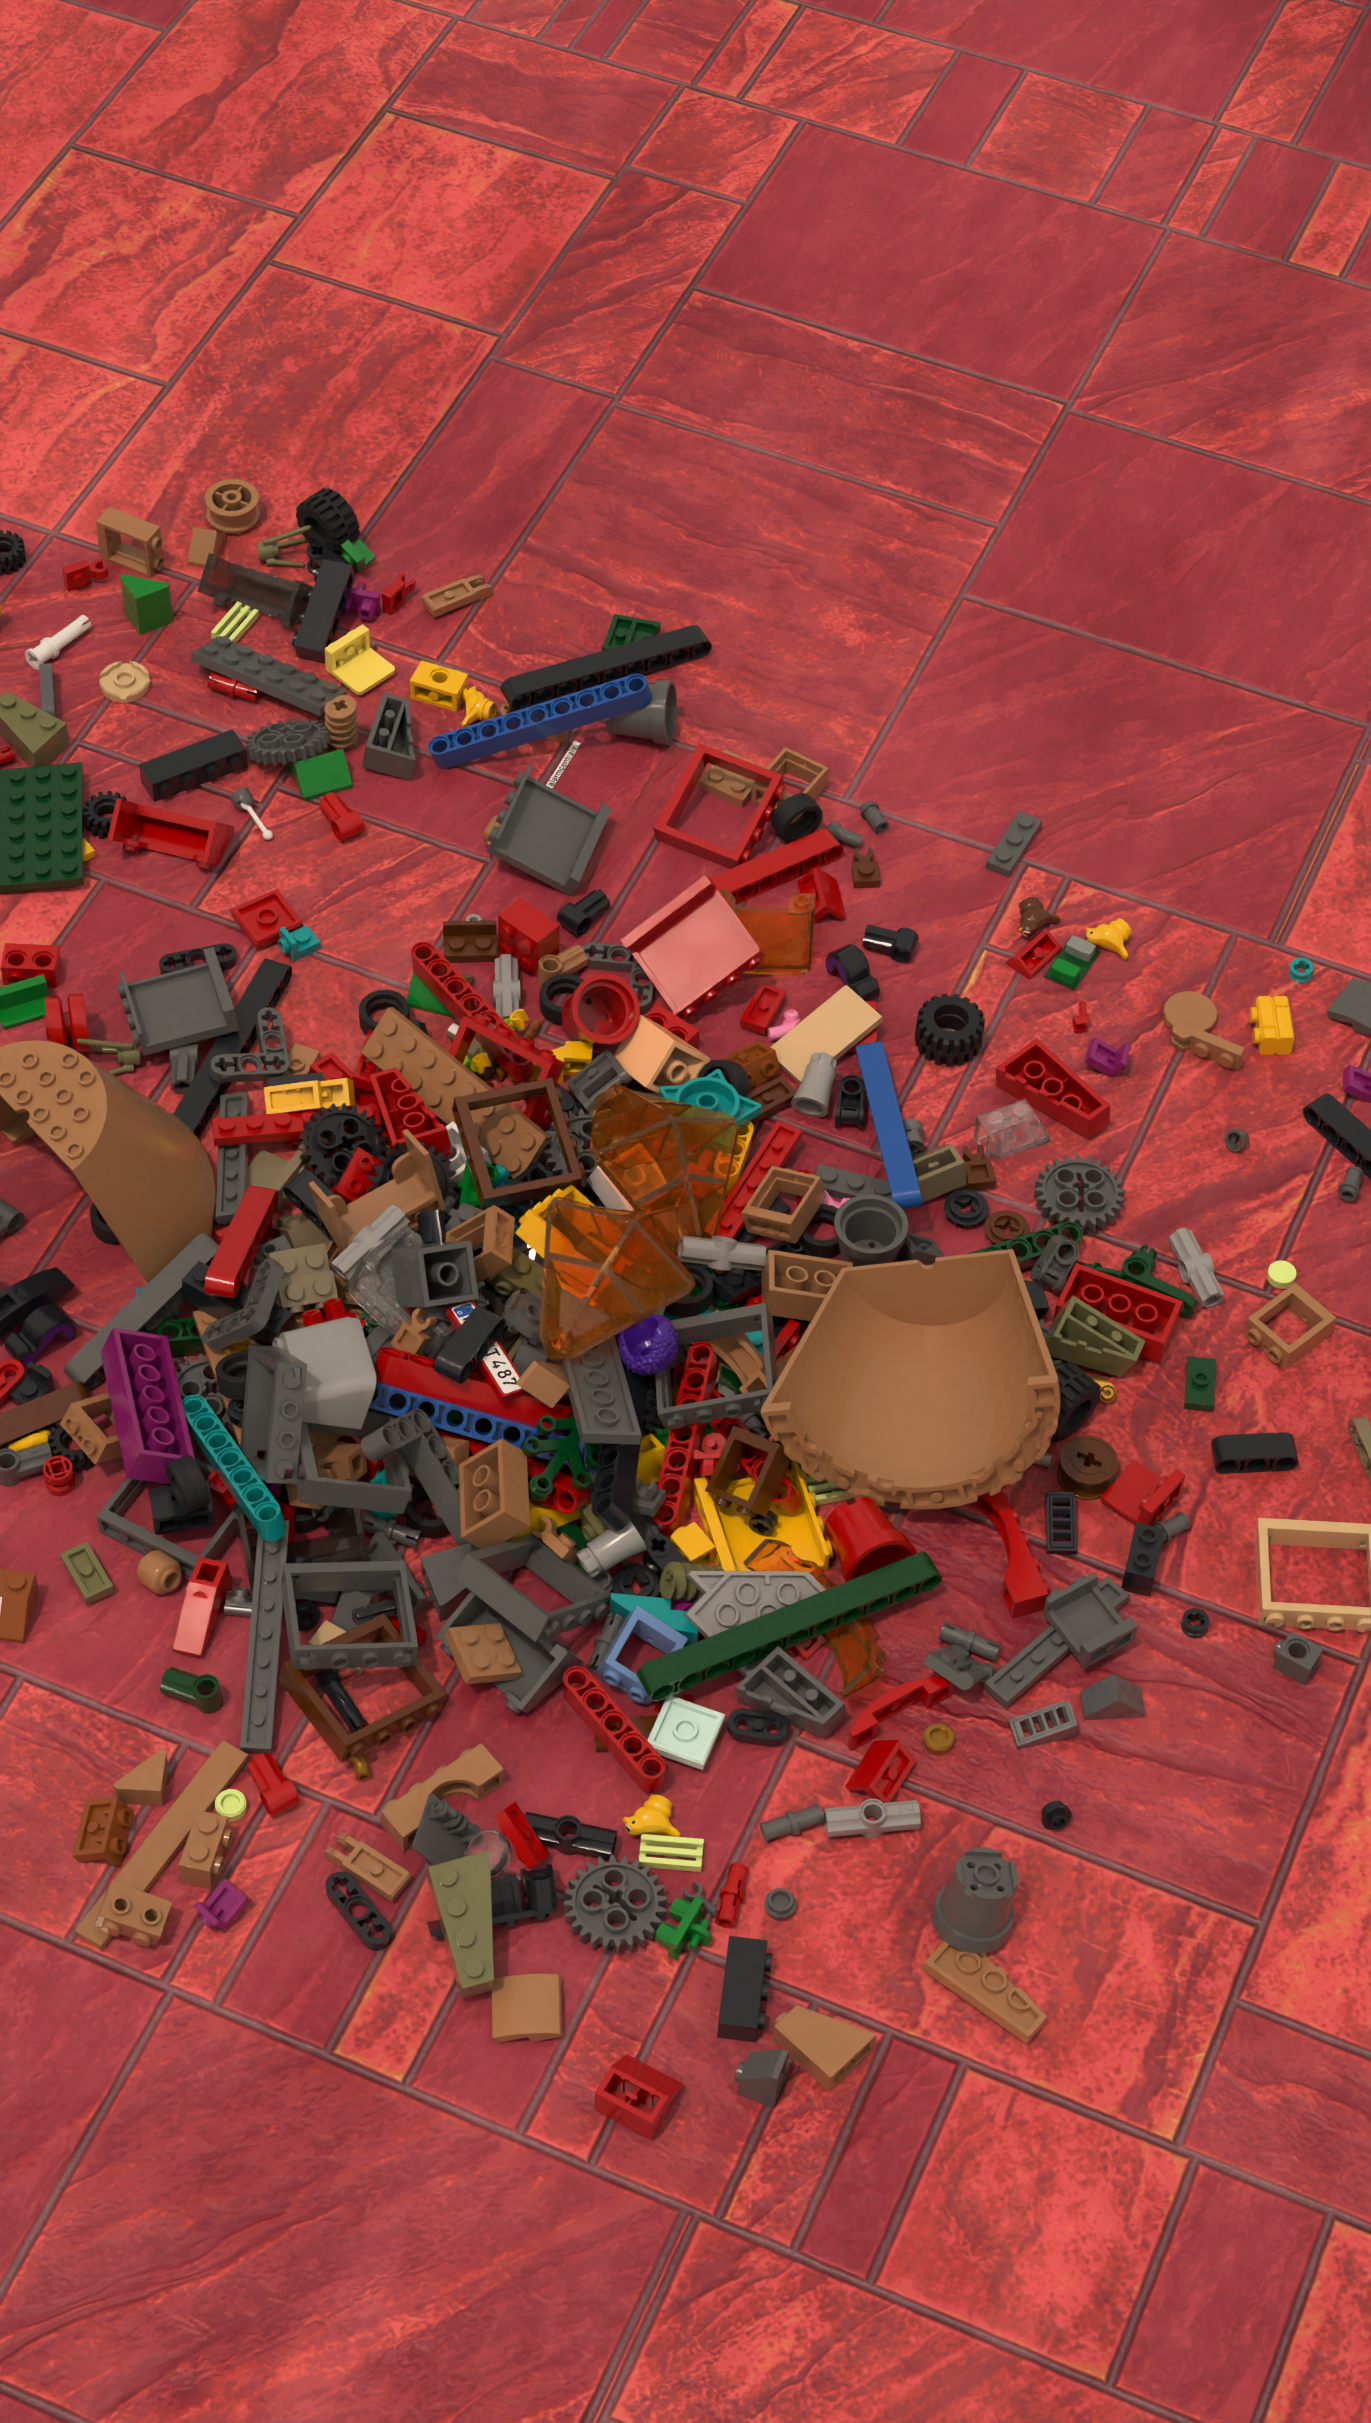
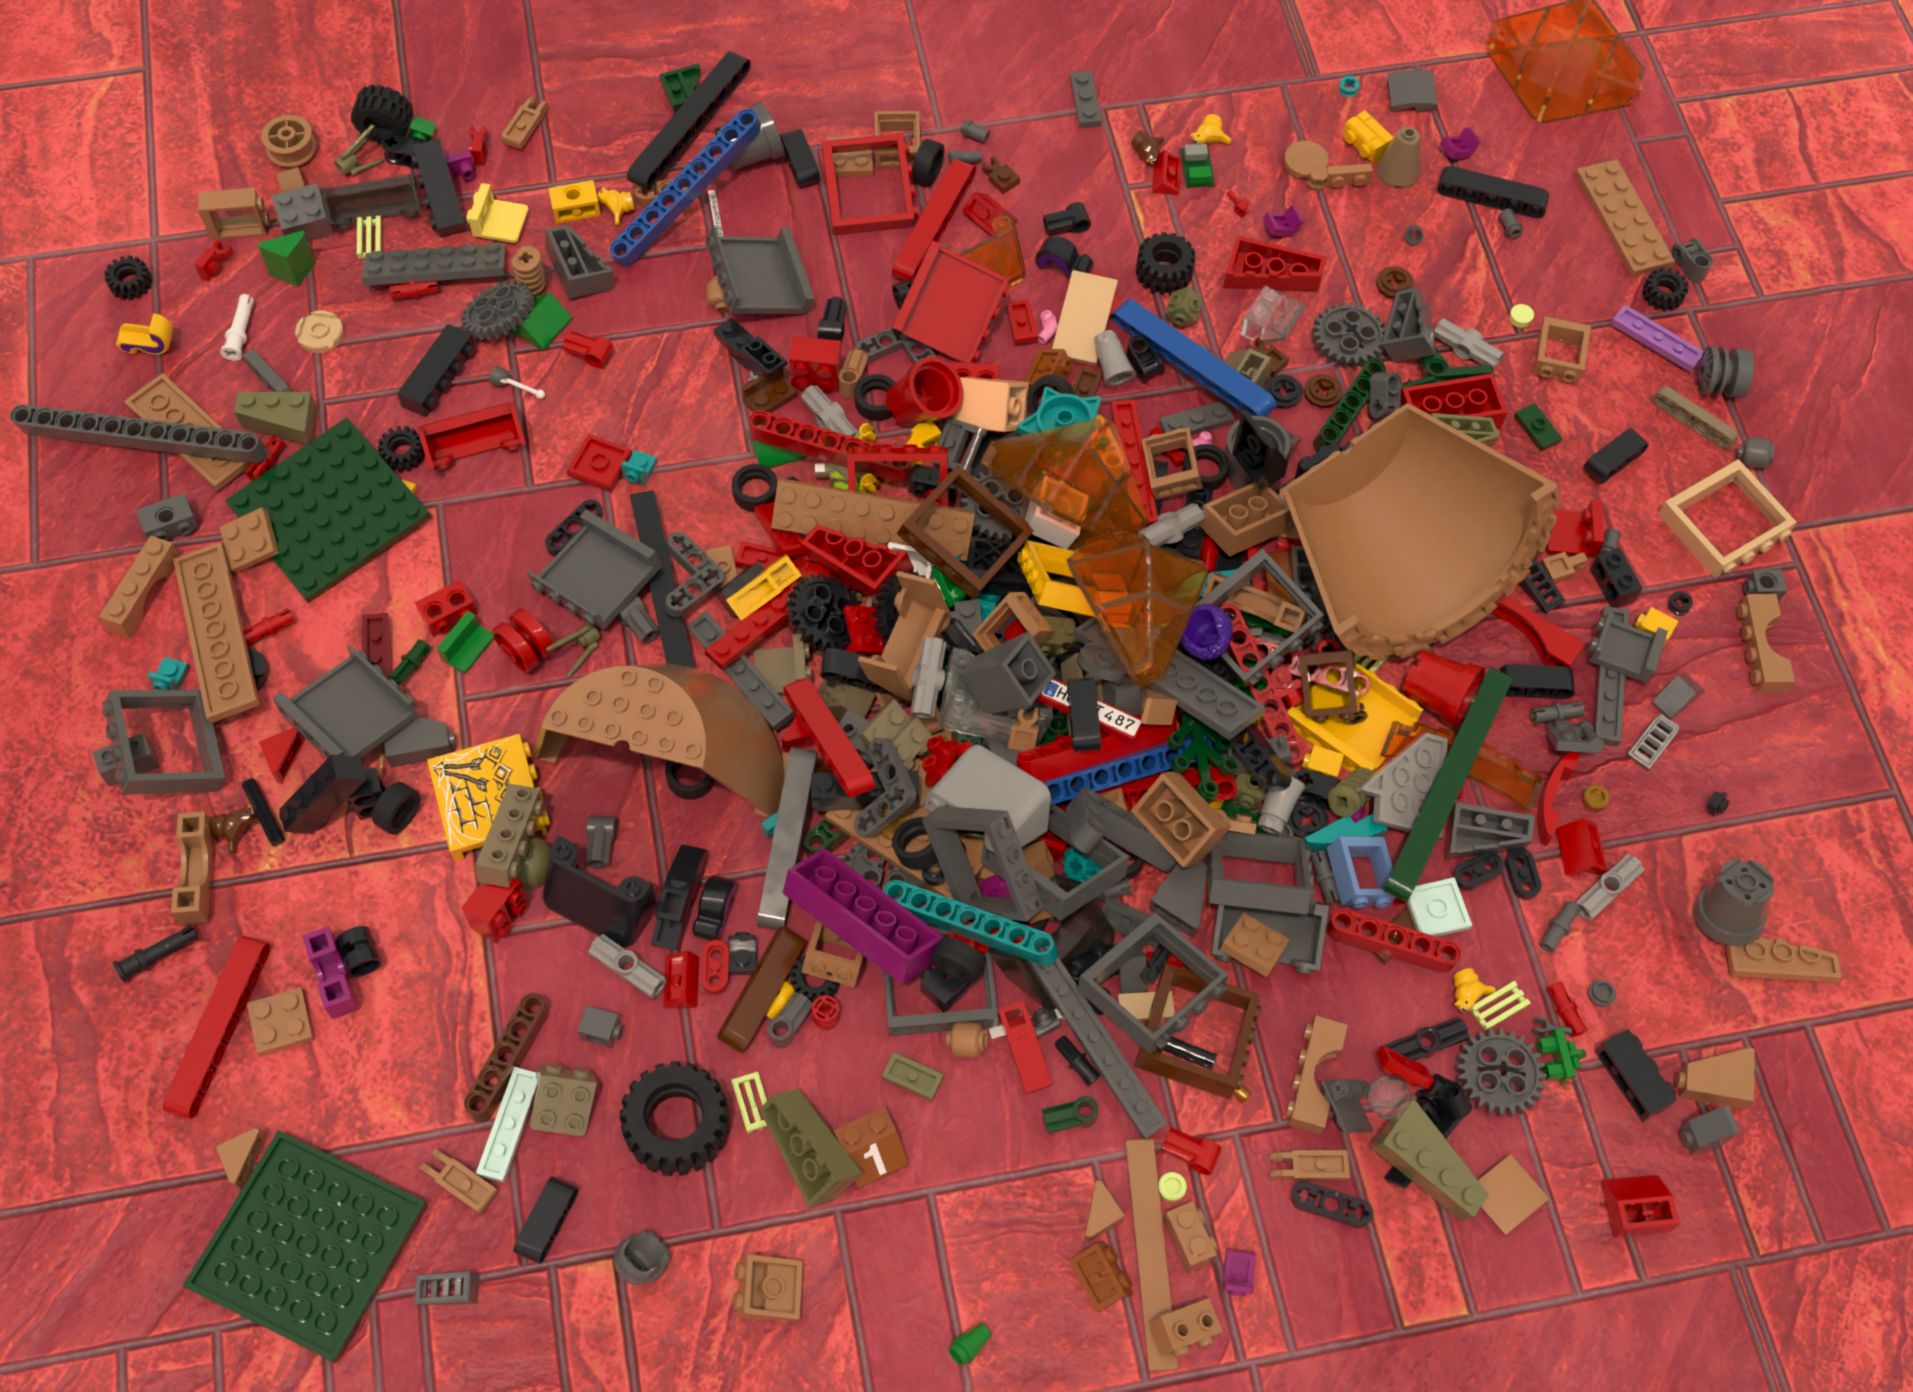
camera: 35 degrees left, 10 degrees up
(184, 572) = (302, 210): none -> flat silver brick
(238, 1650) = (1077, 1061): none -> black axle
(481, 891) = (749, 351): none -> black slope
(680, 751) = (800, 158): none -> black beam
(799, 1758) = (1523, 875): none -> black plate
(852, 1224) = (1257, 453): none -> black slope
(931, 1078) = (1184, 306): none -> olive brick
(975, 1602) = (1540, 681): none -> black beam
(1098, 1517) = (1561, 567): none -> medium nougat plate
(1143, 1216) = (1409, 327): none -> dark grey wedge
(1150, 1629) = (1654, 620): none -> yellow brick
(1169, 1164) = (1401, 277): none -> reddish brown gear
(1263, 1682) = (1769, 670): none -> medium nougat arch
(1283, 1063) = (1401, 160): none -> dark tan cone

